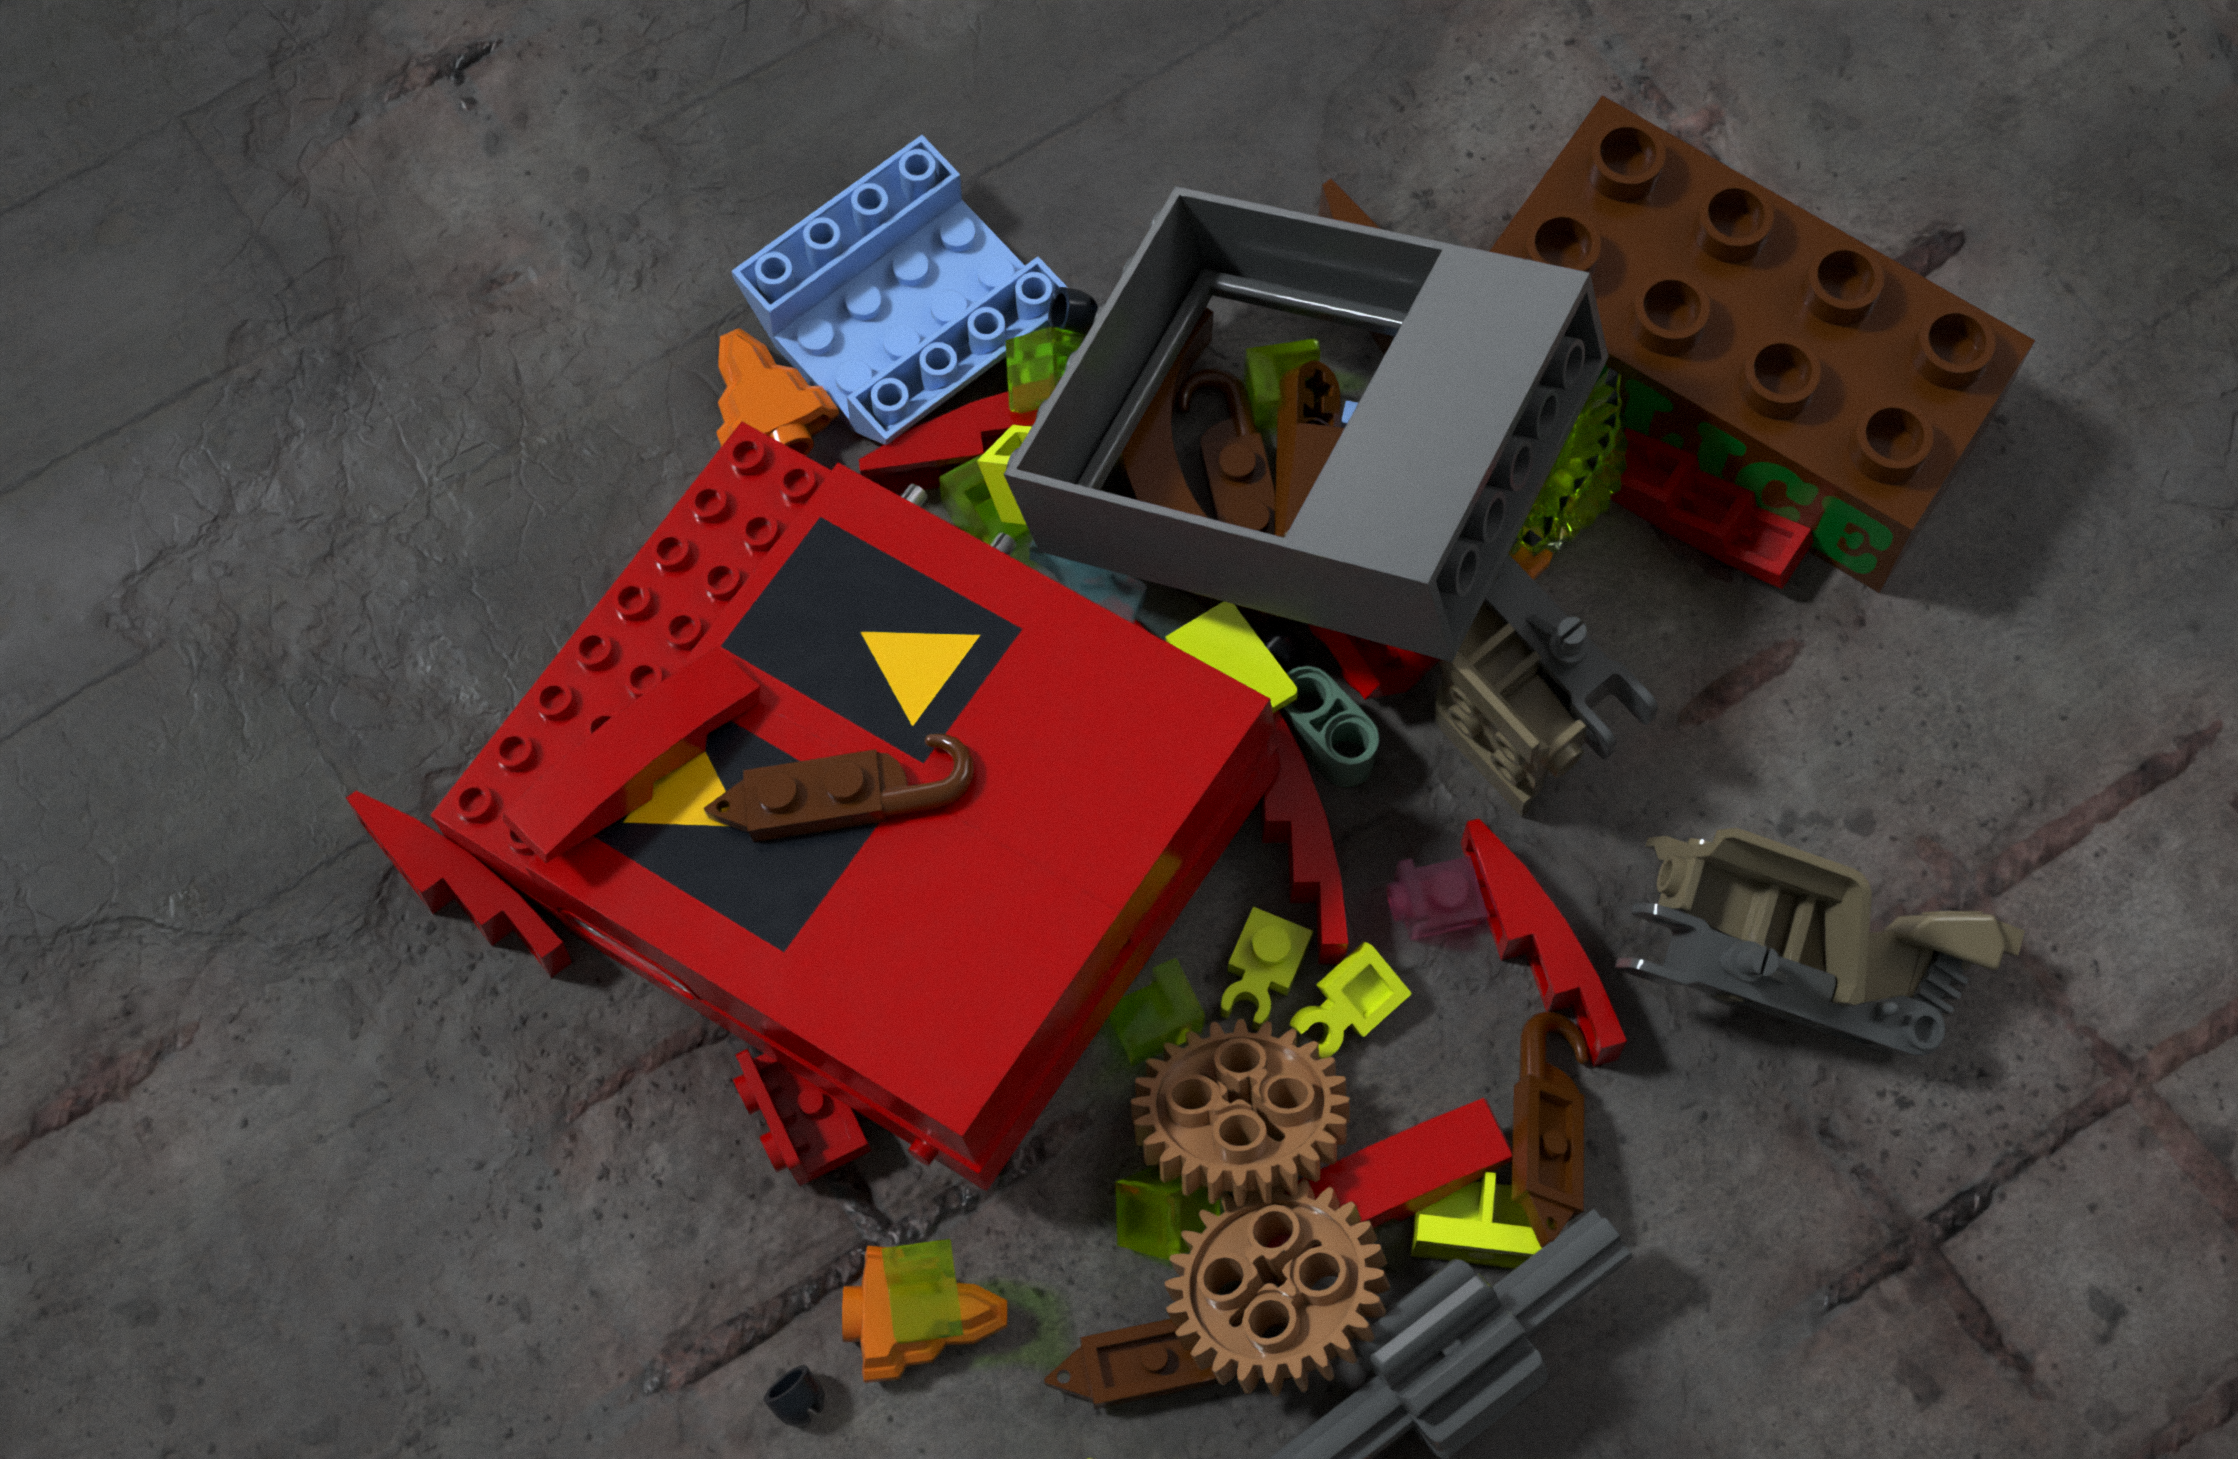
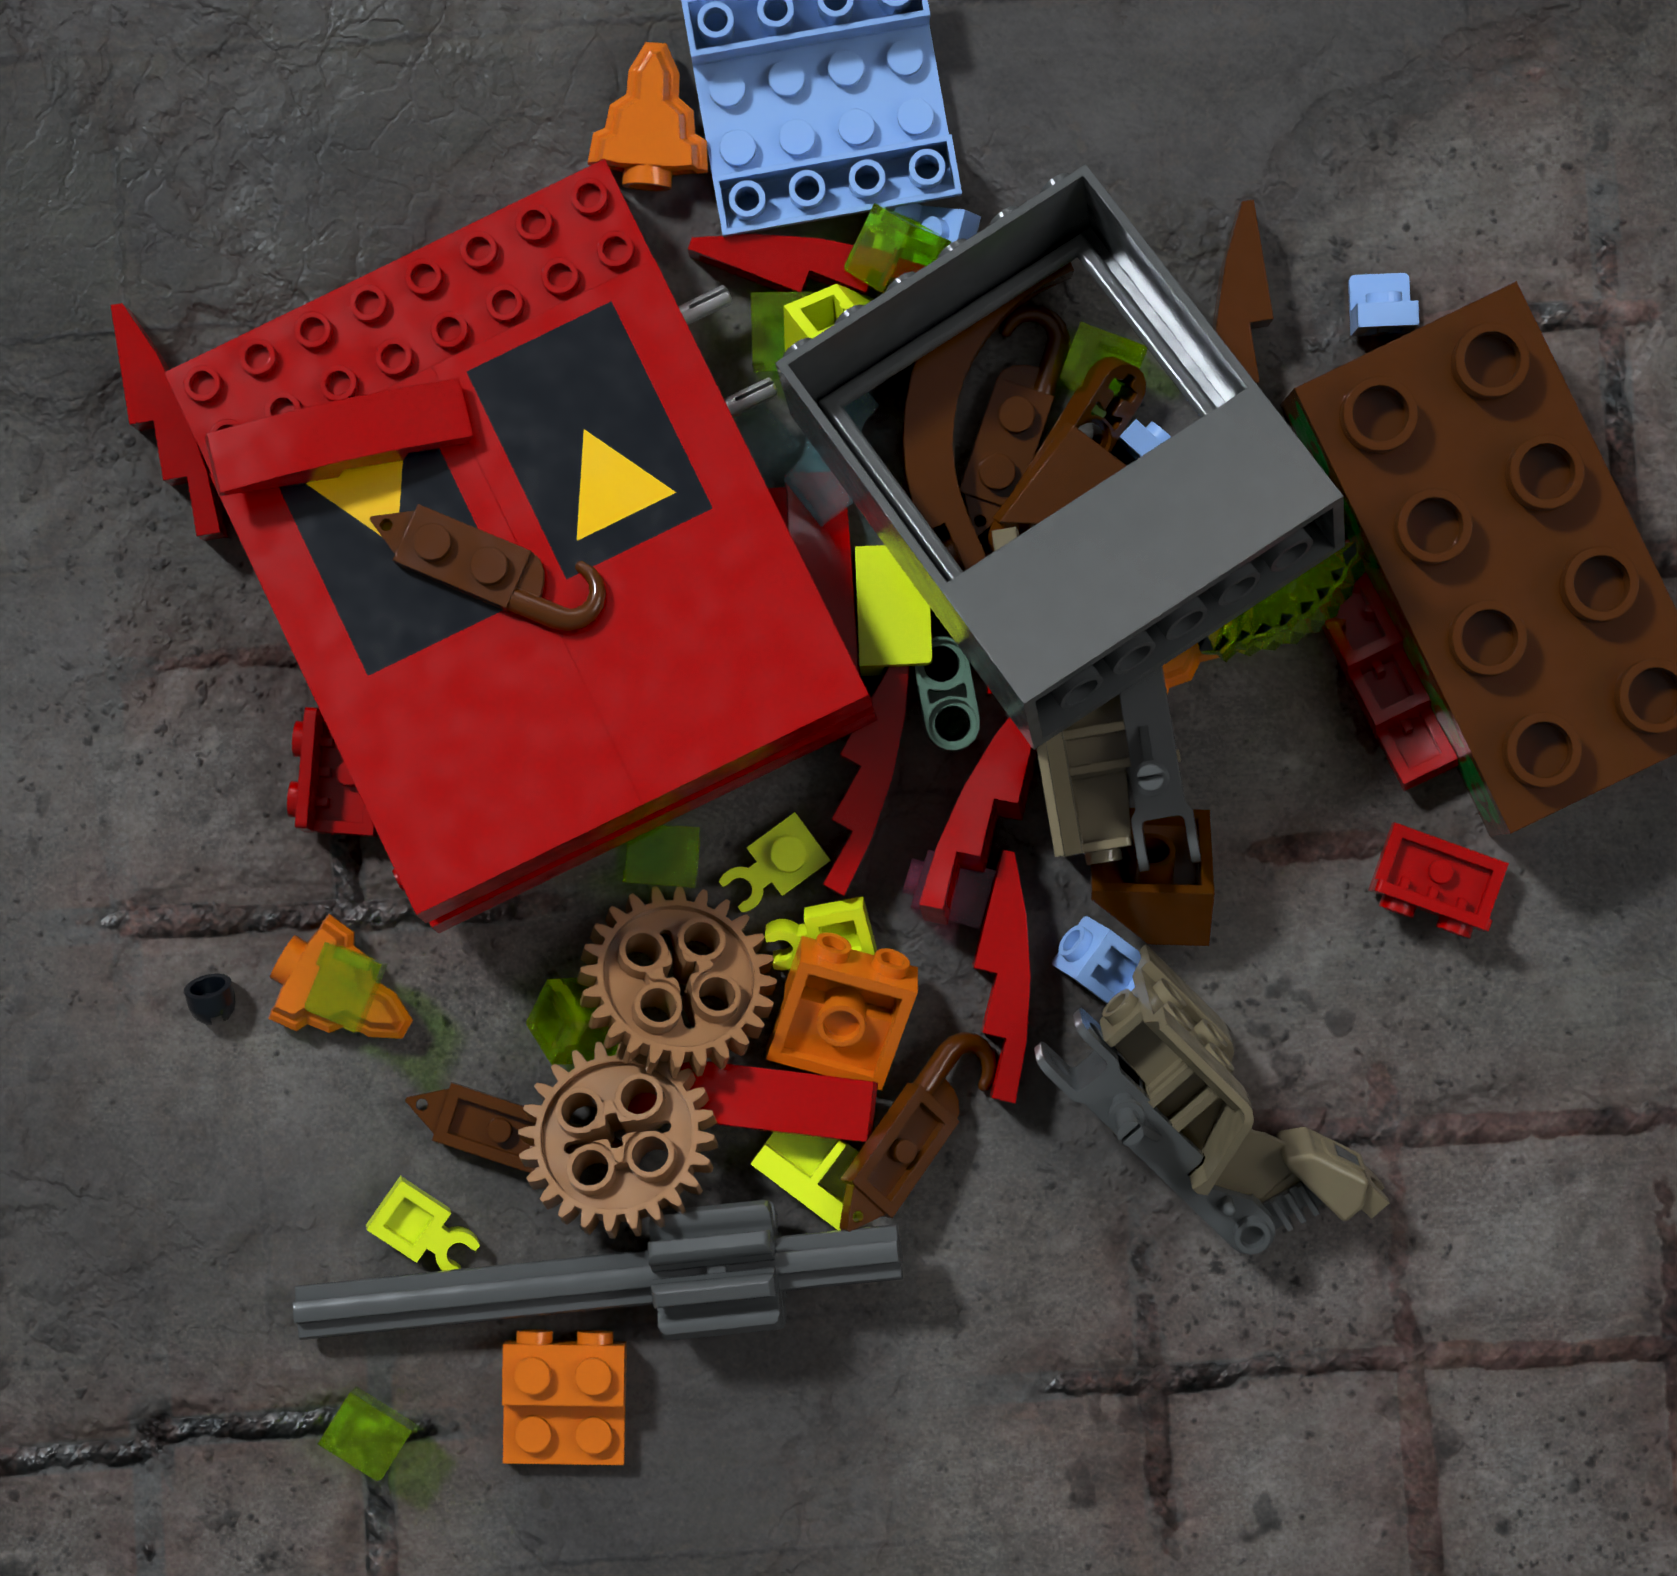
camera: 30 degrees right, 20 degrees up
(1072, 310) = (943, 212): black hinge -> none
(1411, 1050) = (843, 1010): none -> orange plate
(1425, 785) = (994, 789): none -> red slope
(1490, 210) = (1381, 305): none -> light blue bracket
(1613, 878) = (1097, 959): none -> light blue bracket
(1641, 786) = (1172, 898): none -> reddish brown slope
(1864, 644) = (1438, 879): none -> red bracket

